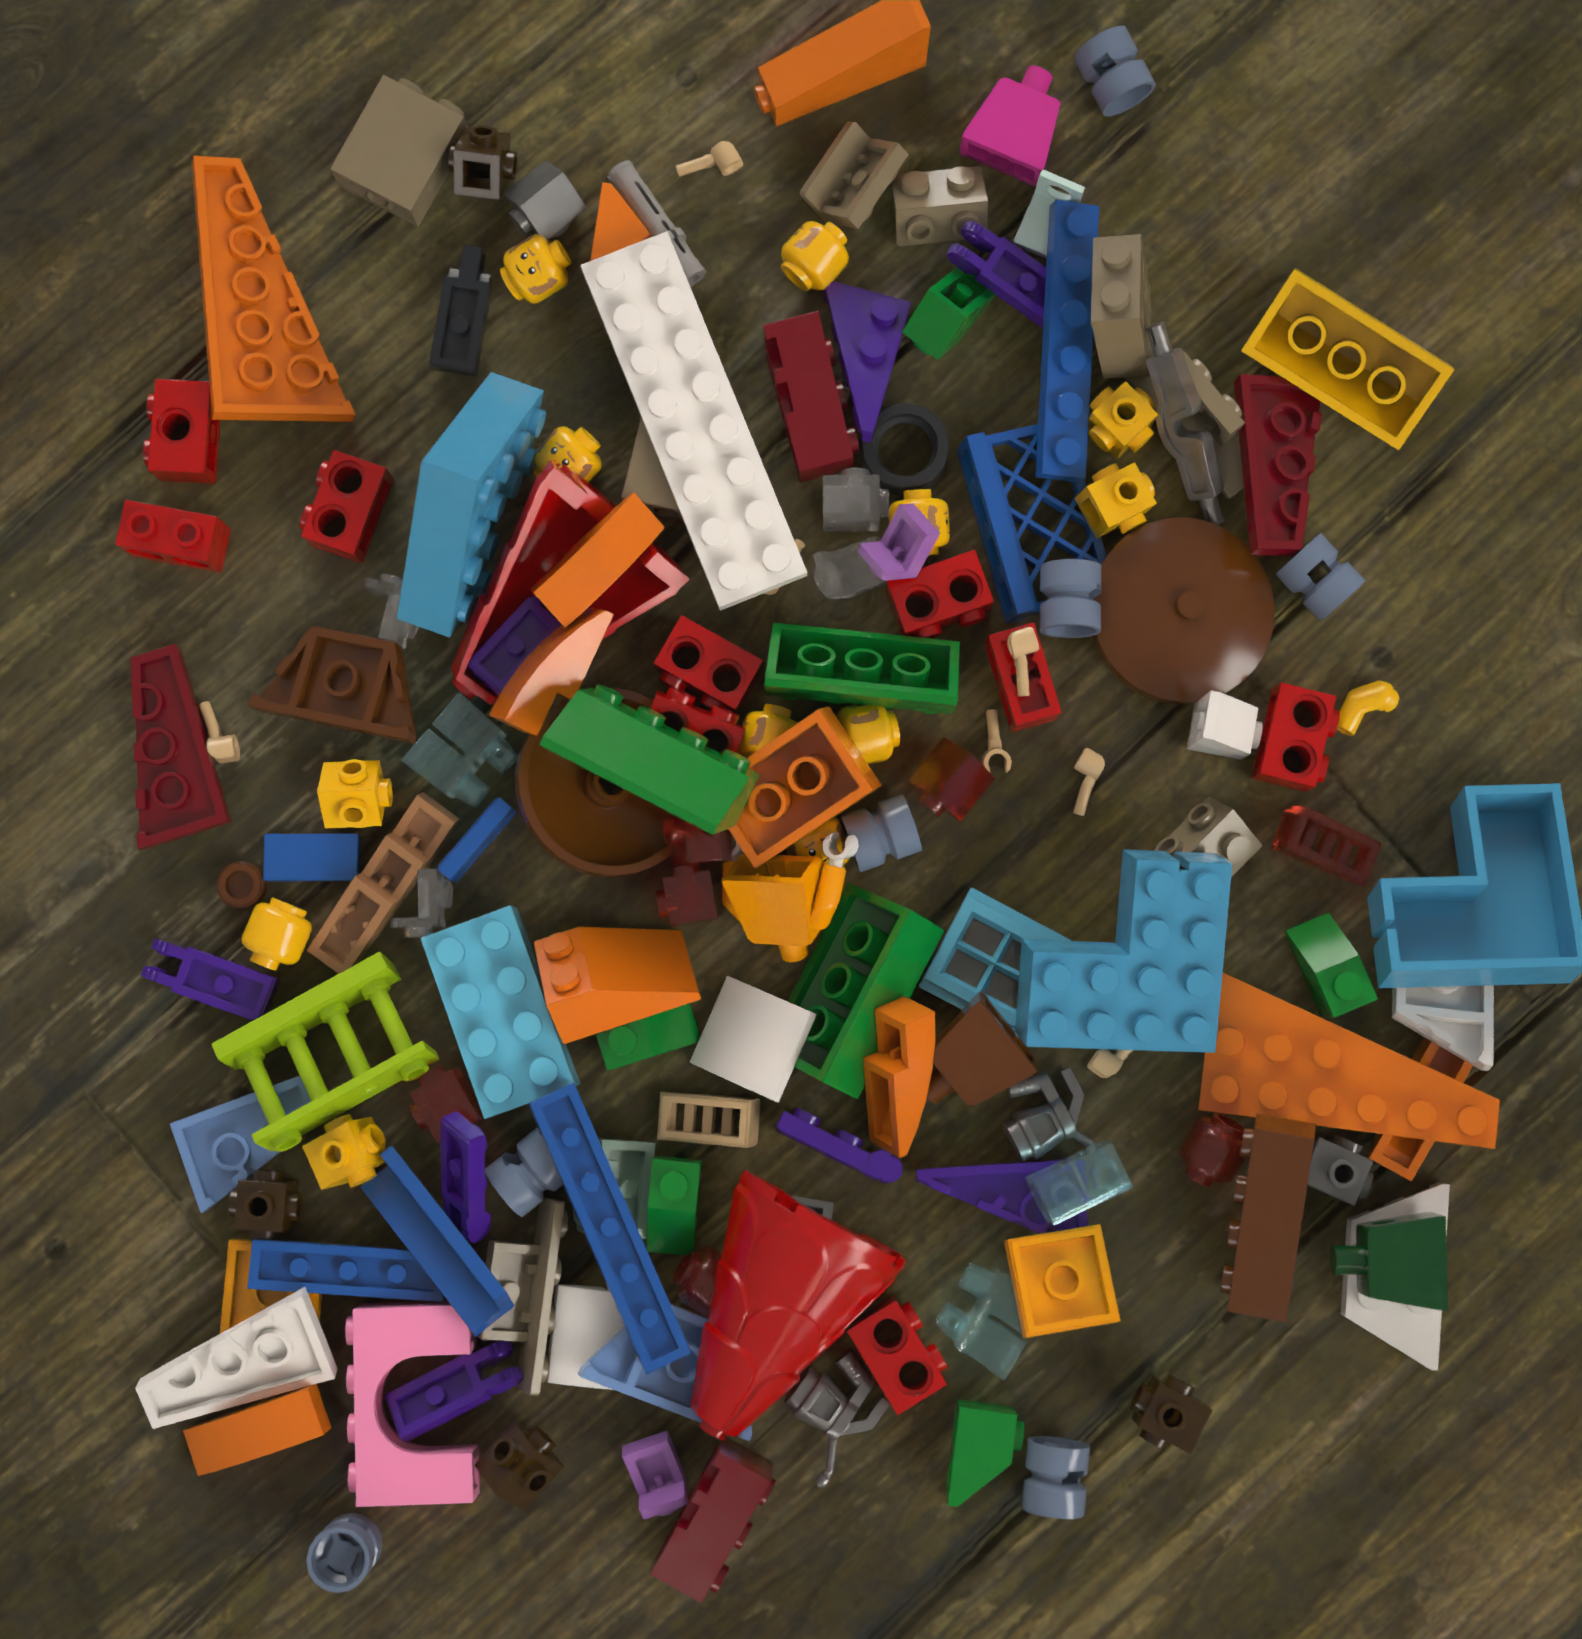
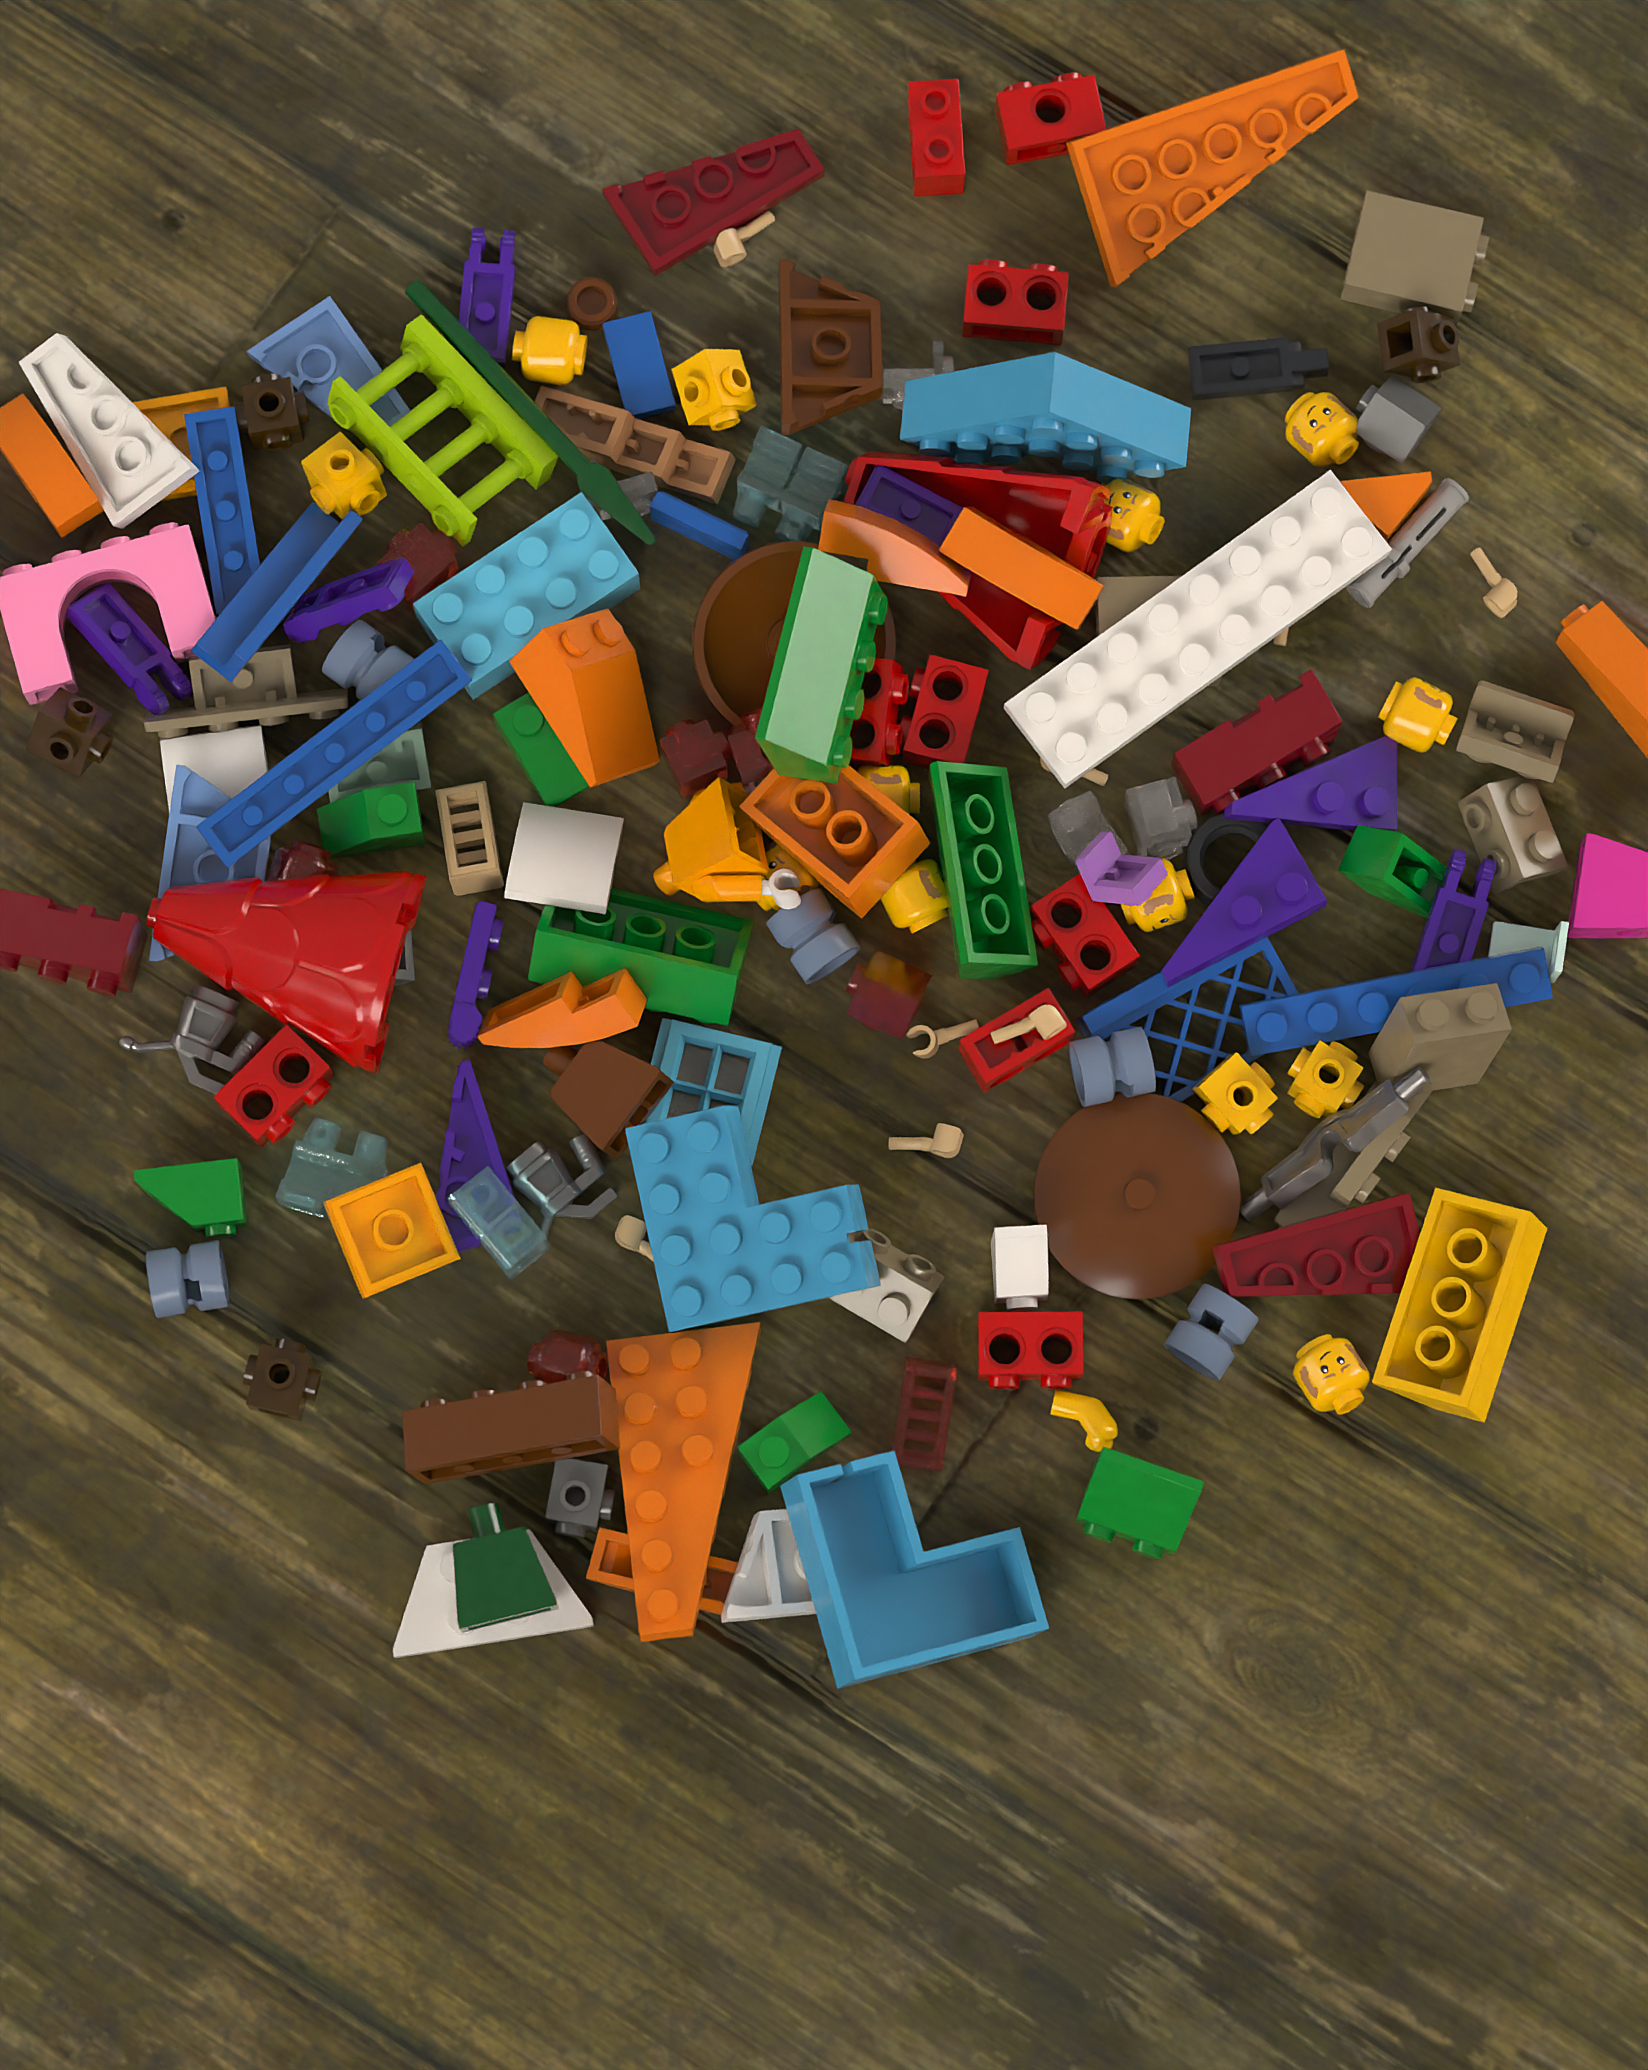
camera: 70 degrees right, 5 degrees down
(411, 924) = (593, 479): none -> dark green piece
(656, 1475) = (93, 872): medium lavender bracket -> none
(951, 427) = (1258, 900): none -> dark purple wing
(1380, 484) = (1331, 1374): none -> yellow head
(1462, 676) = (1137, 1503): none -> green slope

